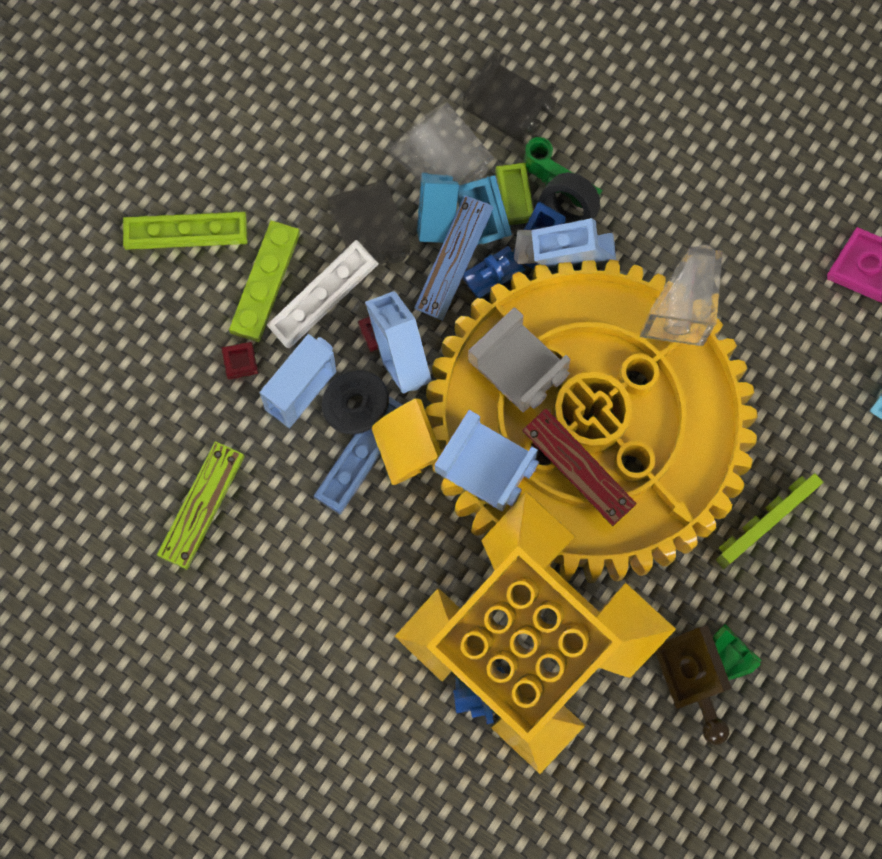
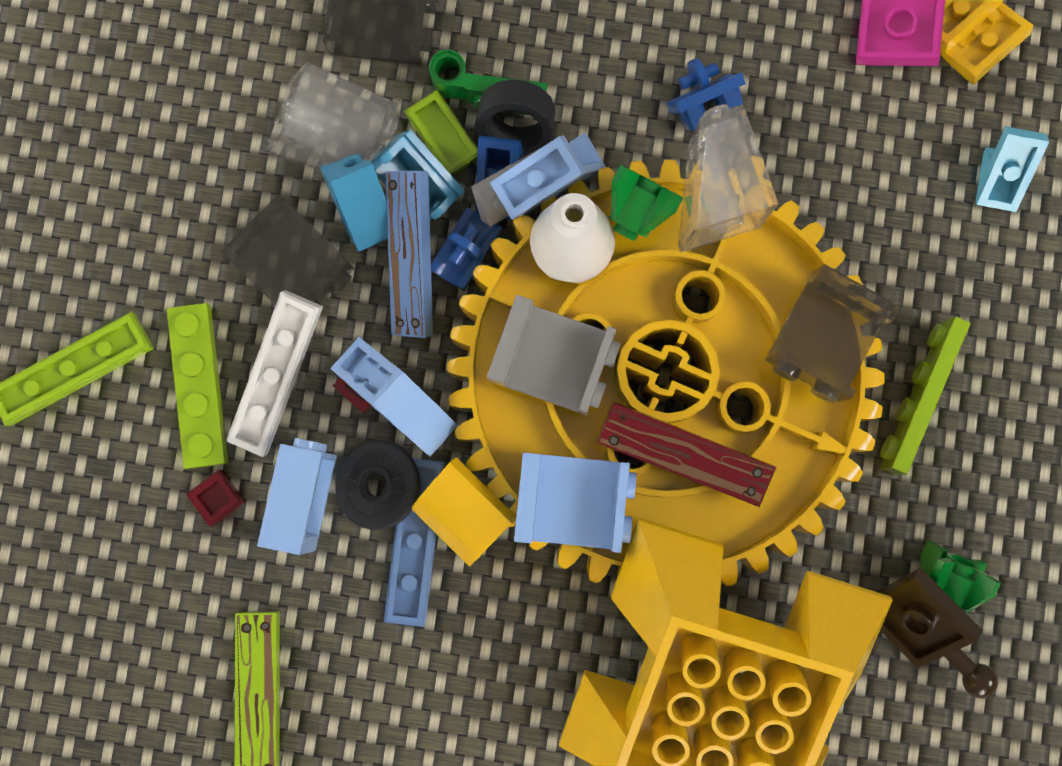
camera: 20 degrees left, 10 degrees up
(570, 290) = (572, 239): none -> white cone
(626, 289) = (639, 203): none -> green brick
(710, 233) = (723, 90): none -> blue hips
(717, 435) = (829, 333): none -> clear smoke panel

